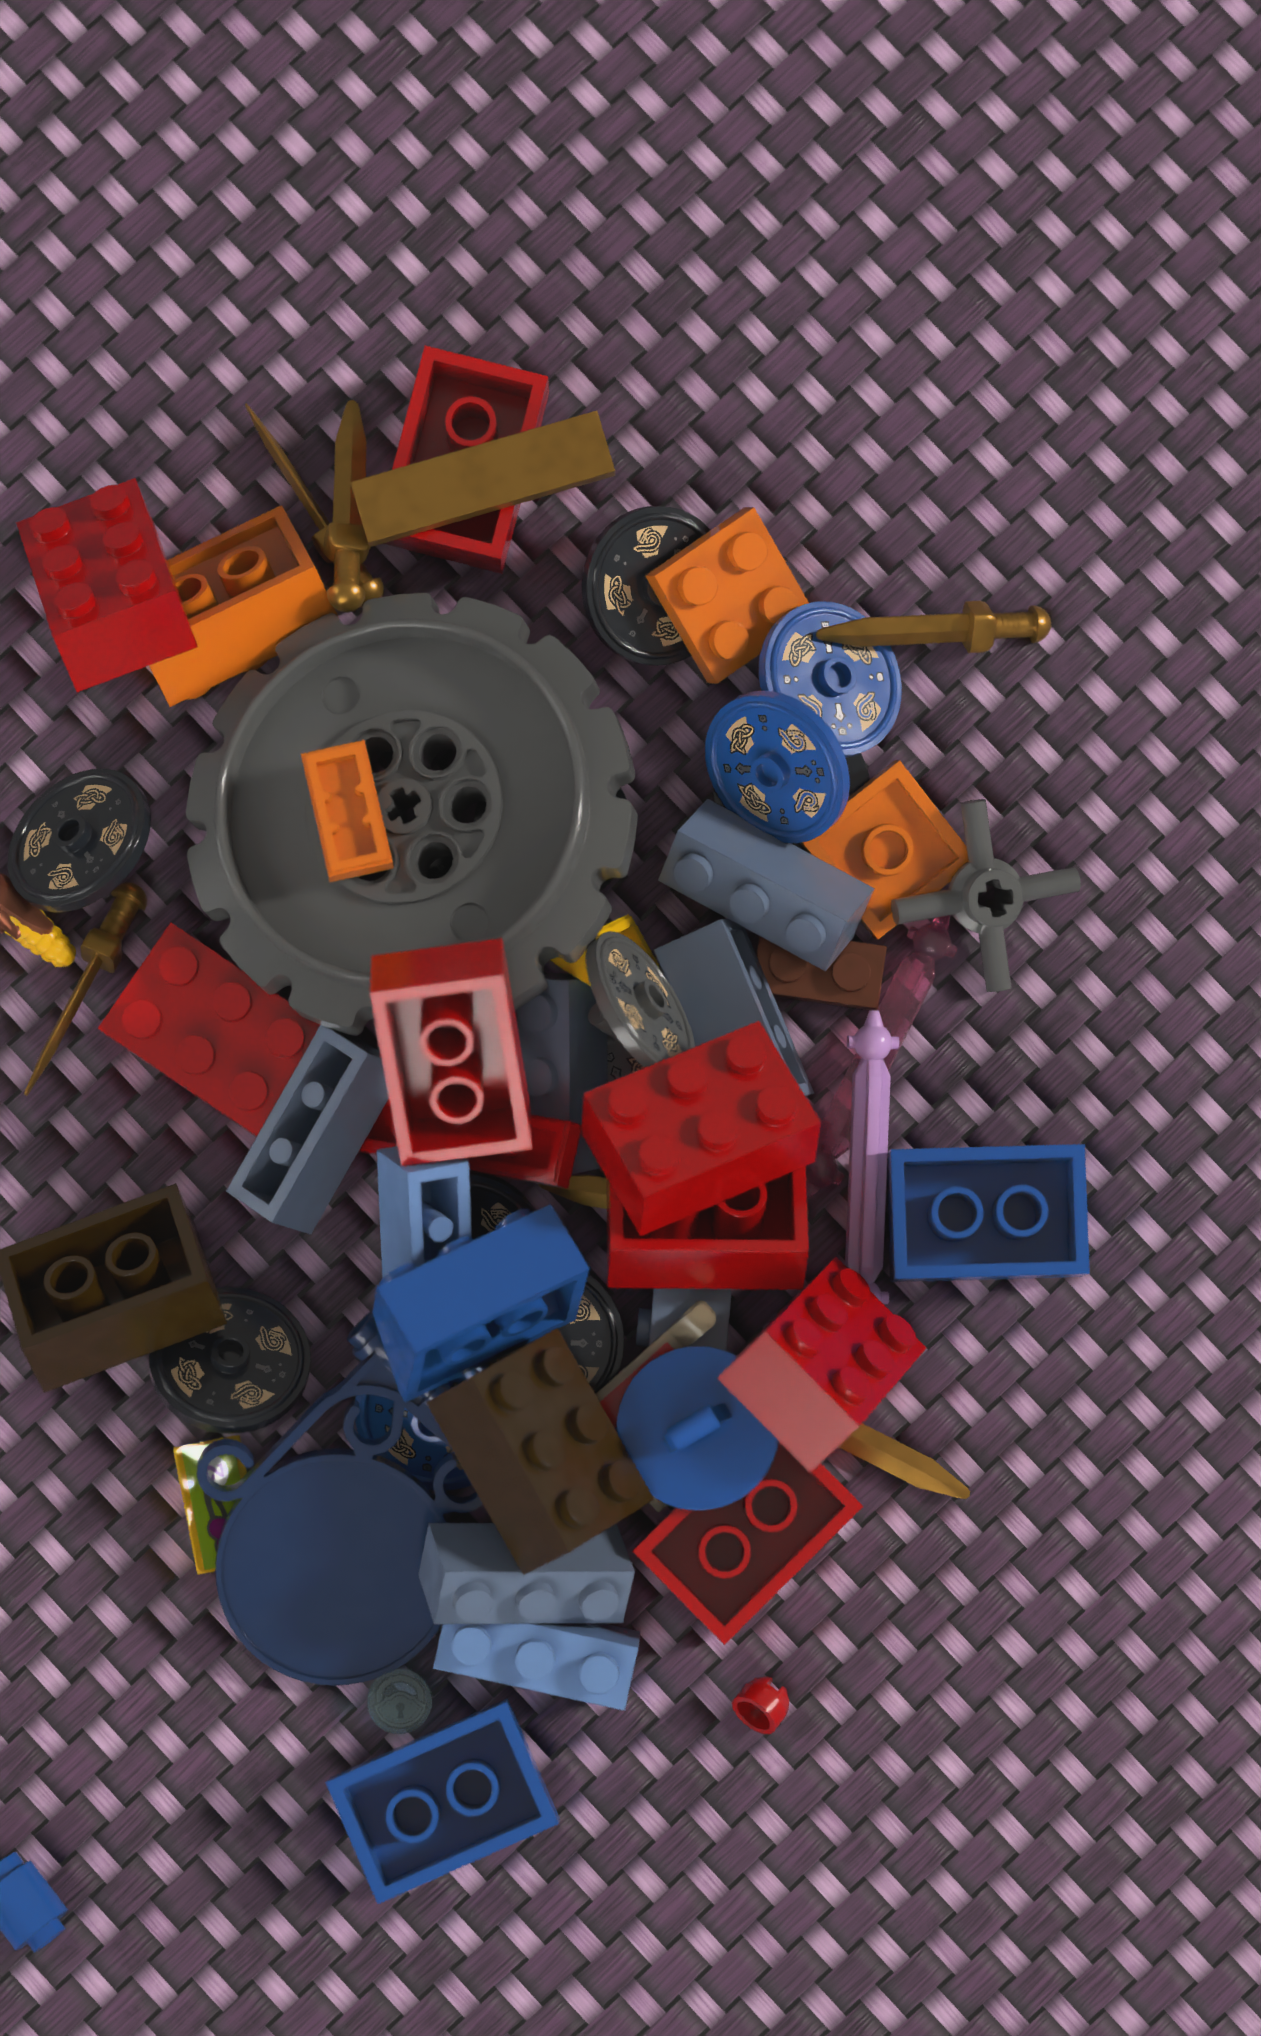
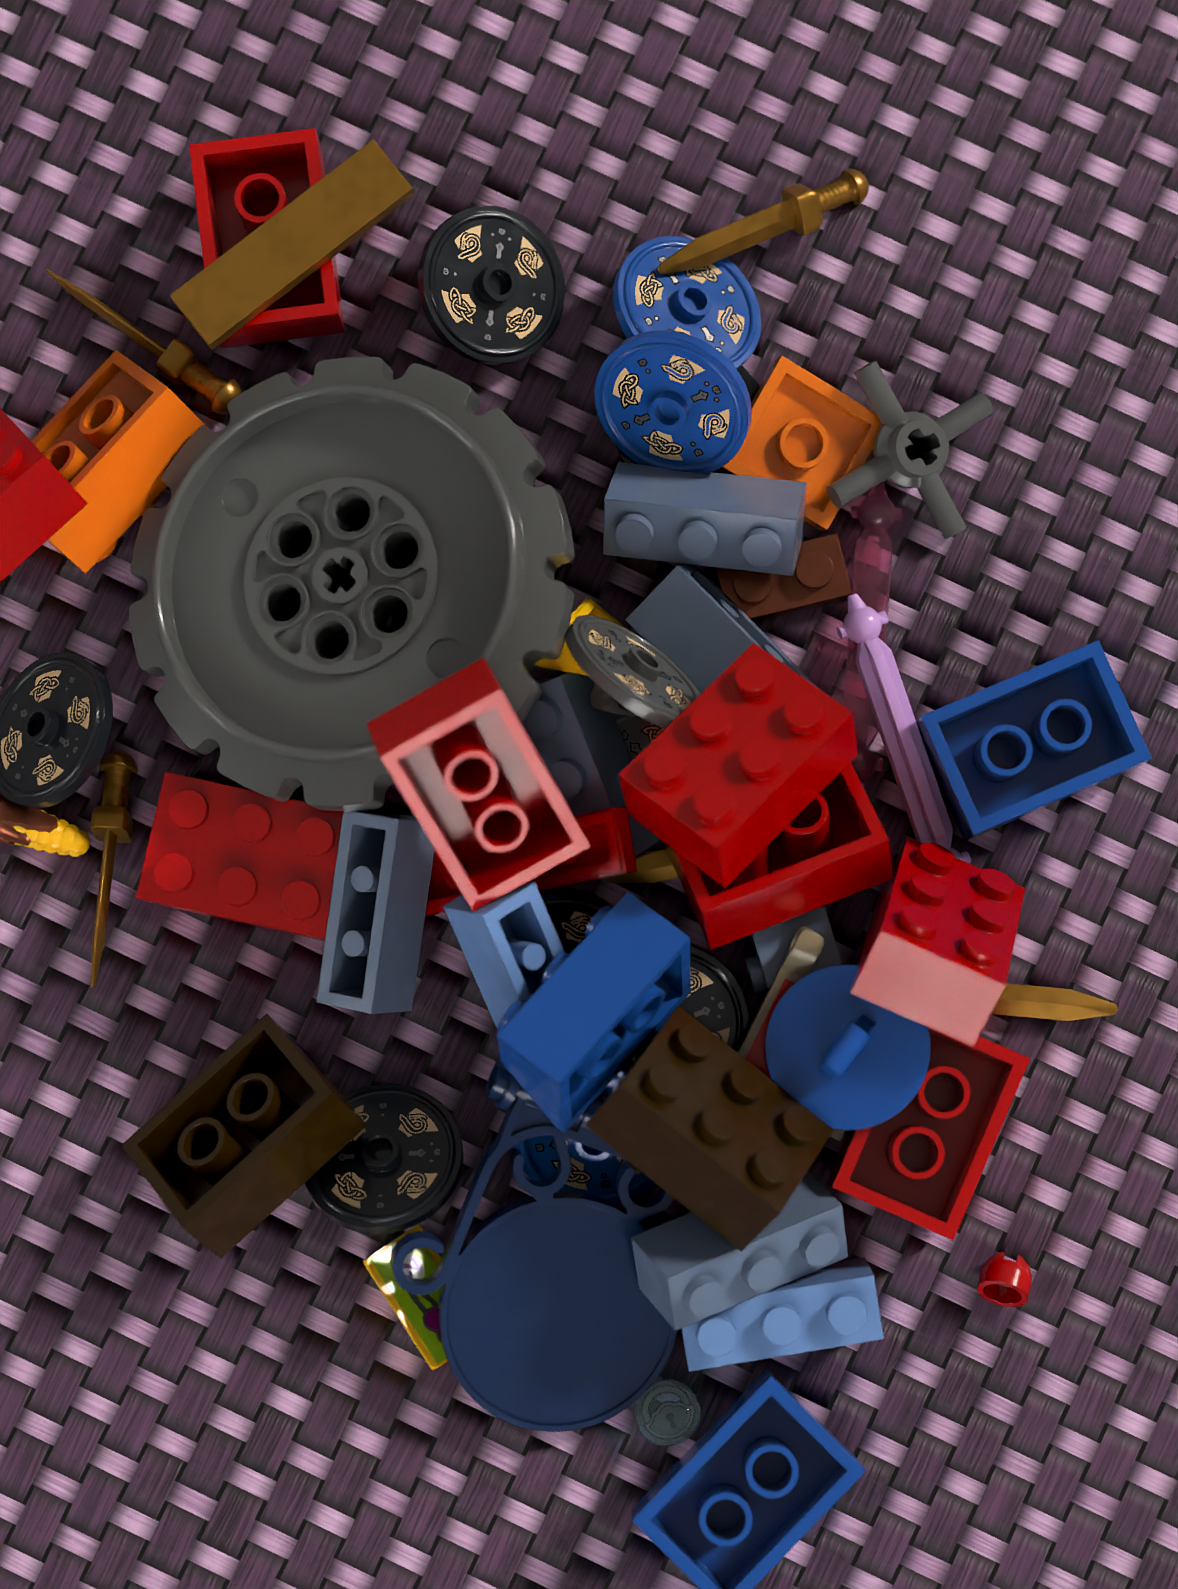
camera: 15 degrees left, 0 degrees up
(345, 537) = (186, 350): pearl gold sword -> none
(347, 811) = (288, 599): orange plate -> none
(727, 593) = (560, 266): orange plate -> none

